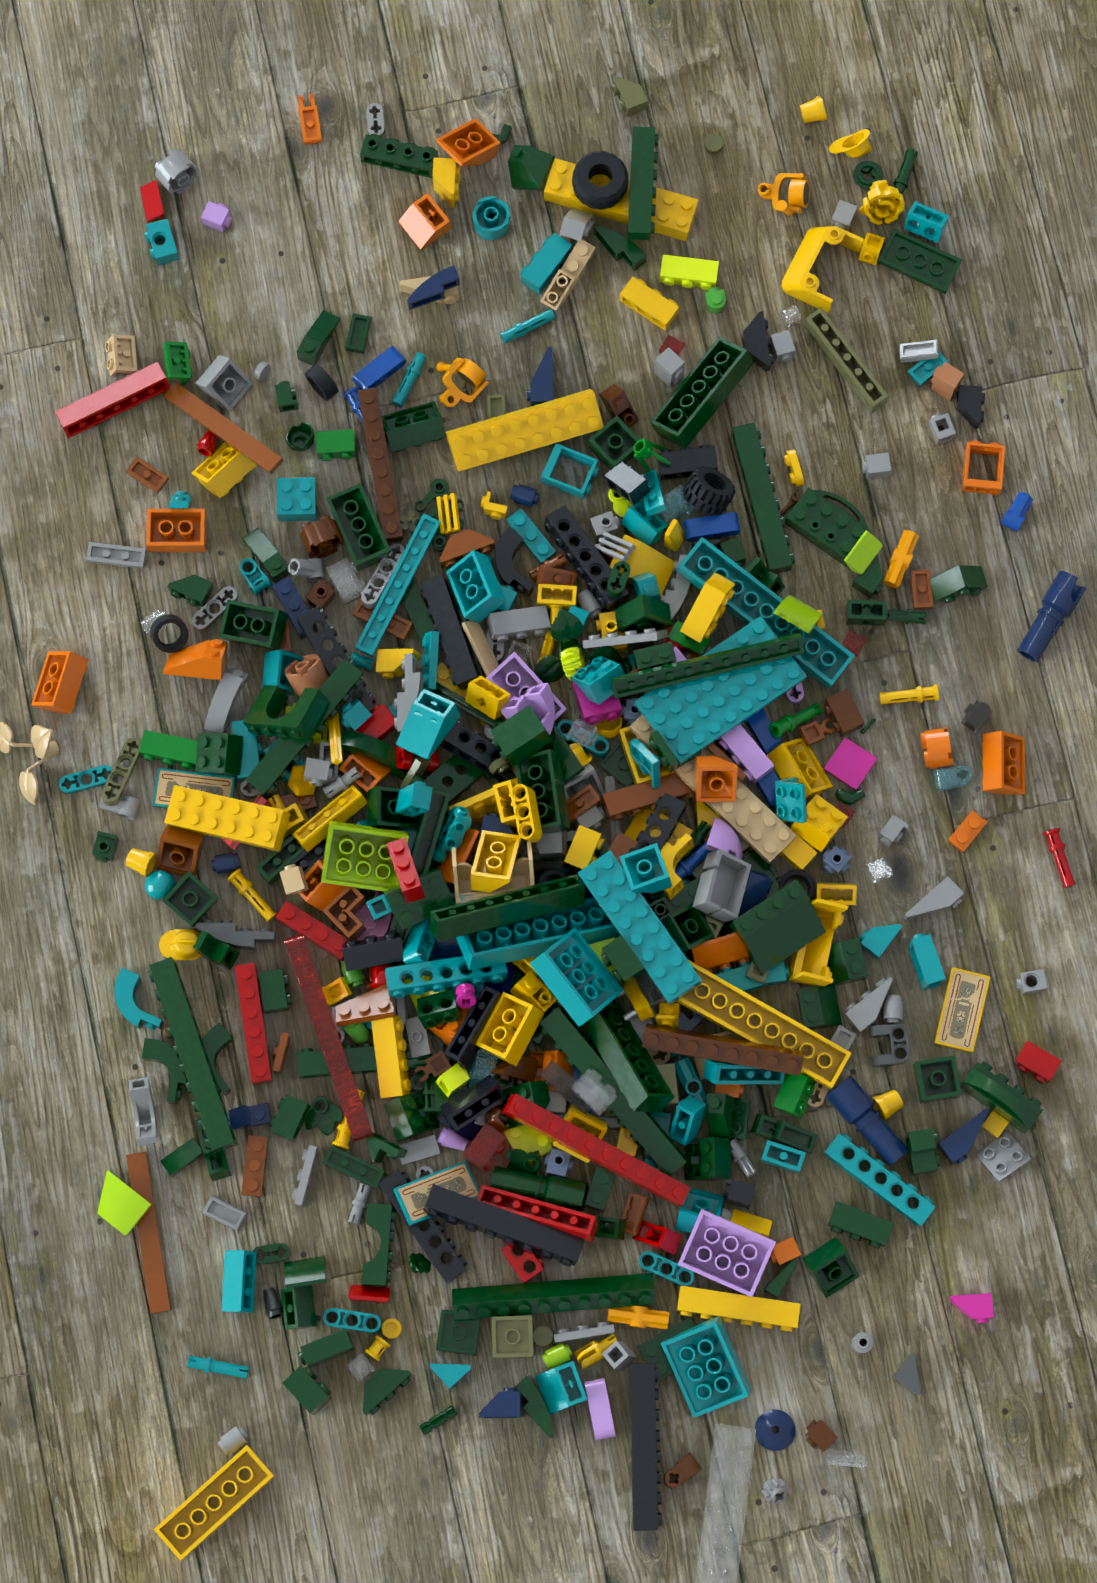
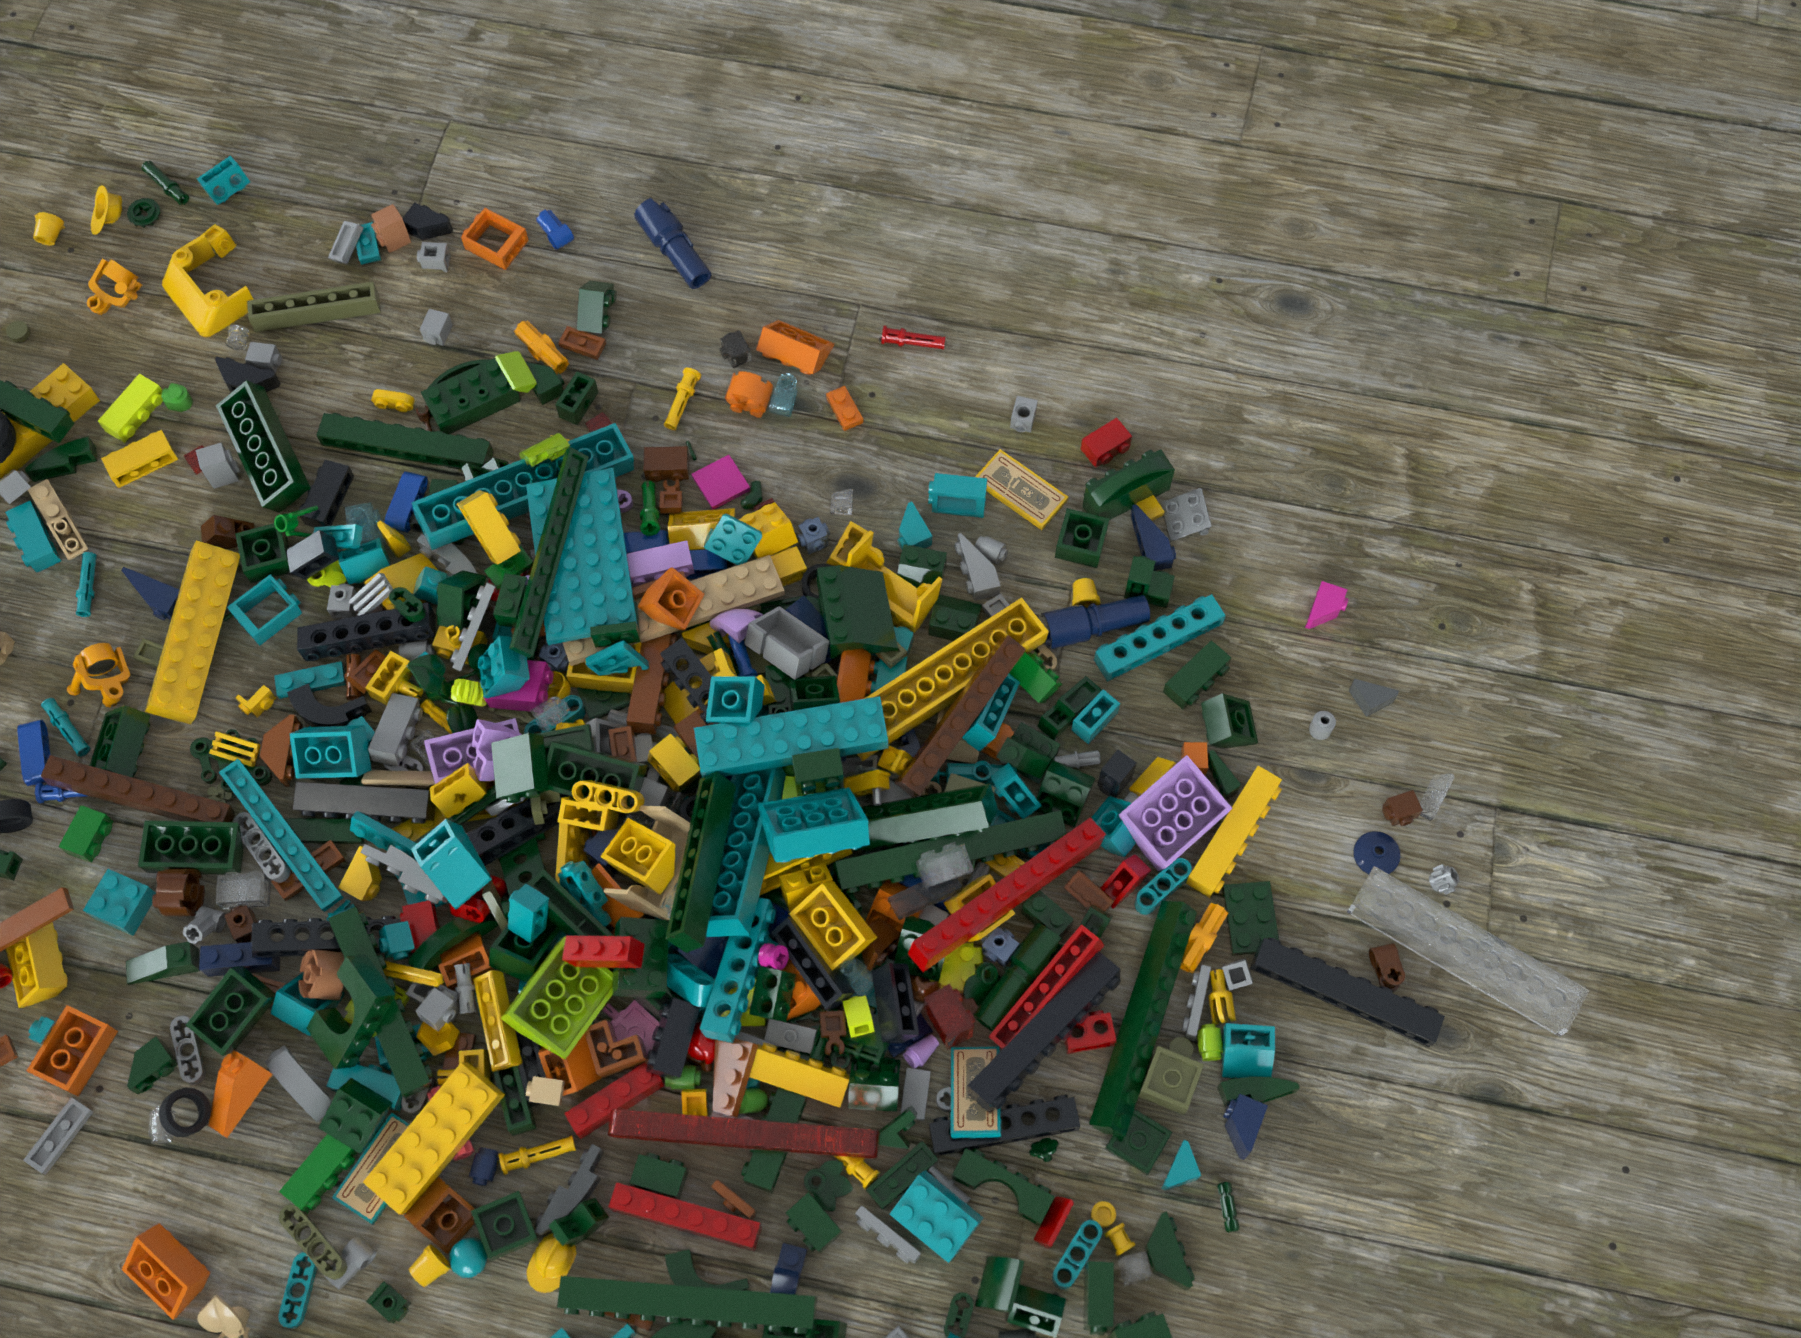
camera: 65 degrees left, 10 degrees down
(254, 1166) = (848, 1291): dark orange plate -> none
(256, 578) = (182, 988): teal piece -> none
(300, 437) = (54, 867): dark green hair -> none
(333, 1205) = (936, 1216): none -> teal brick
(378, 907) = (626, 1011): teal brick -> none
(524, 495) = (263, 665): dark blue brick -> none
(599, 1409) = (1288, 1022): lavender beam -> none
(706, 1367) = (1287, 888): teal slope -> none
(709, 491) = (368, 482): black tyre -> none
(843, 215) = (166, 245): light grey brick -> none
(880, 200) = (176, 207): yellow piece -> none
(892, 831) = (809, 471): light grey brick -> none
(894, 1044) = (1026, 564): dark grey piece -> none
(906, 616) = (602, 366): dark green axle -> none
(919, 261) = (257, 205): dark green plate -> none
(939, 899) = (899, 458): light grey slope -> none

